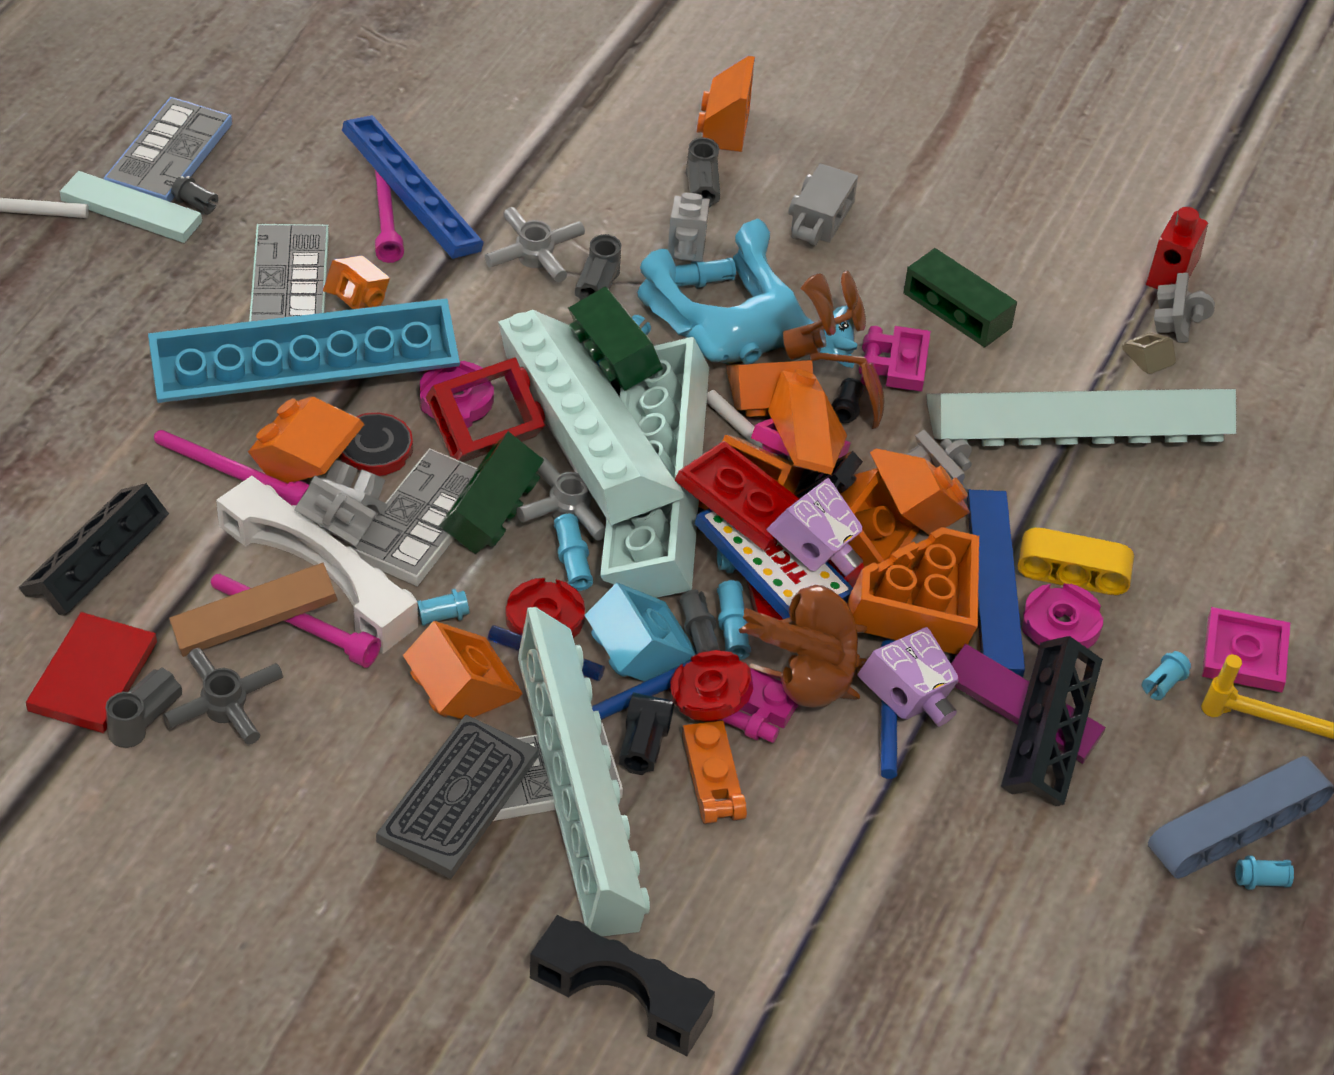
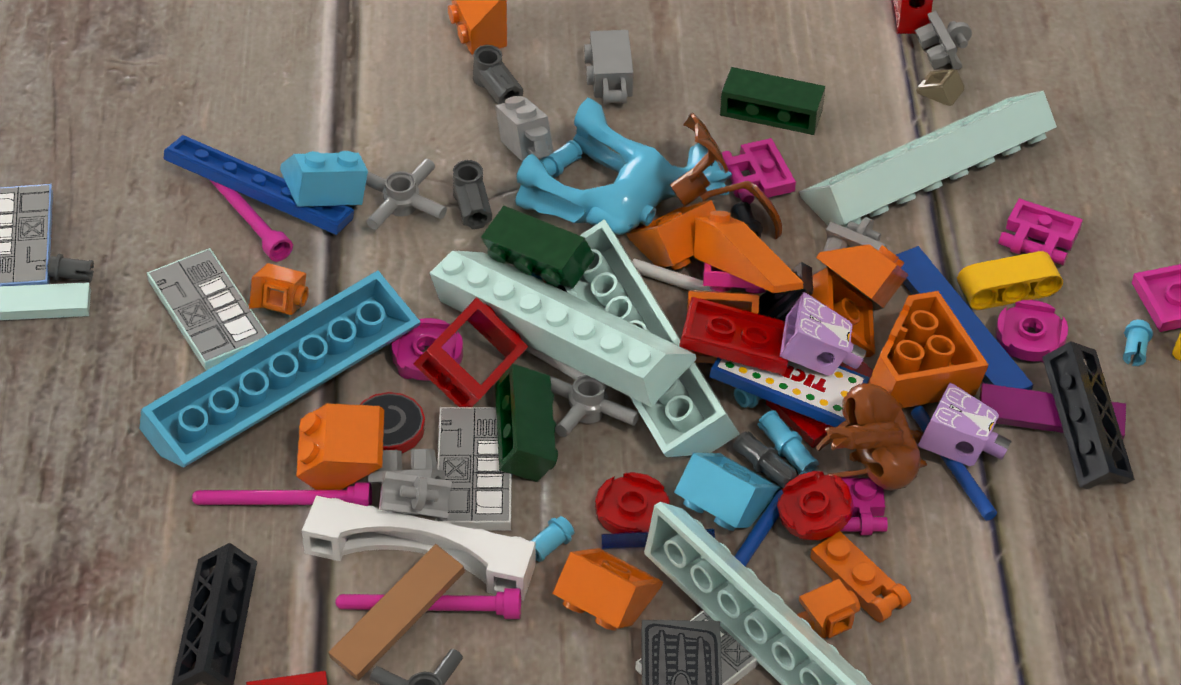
camera: 25 degrees left, 0 degrees up
(470, 202) = (325, 178): none -> medium azure slope
(573, 551) = (621, 443): medium azure pin -> none
(646, 725) = (785, 561): black piece -> none
(654, 787) = (829, 609): none -> orange window
(1152, 521) = (1041, 224): none -> dark pink plate

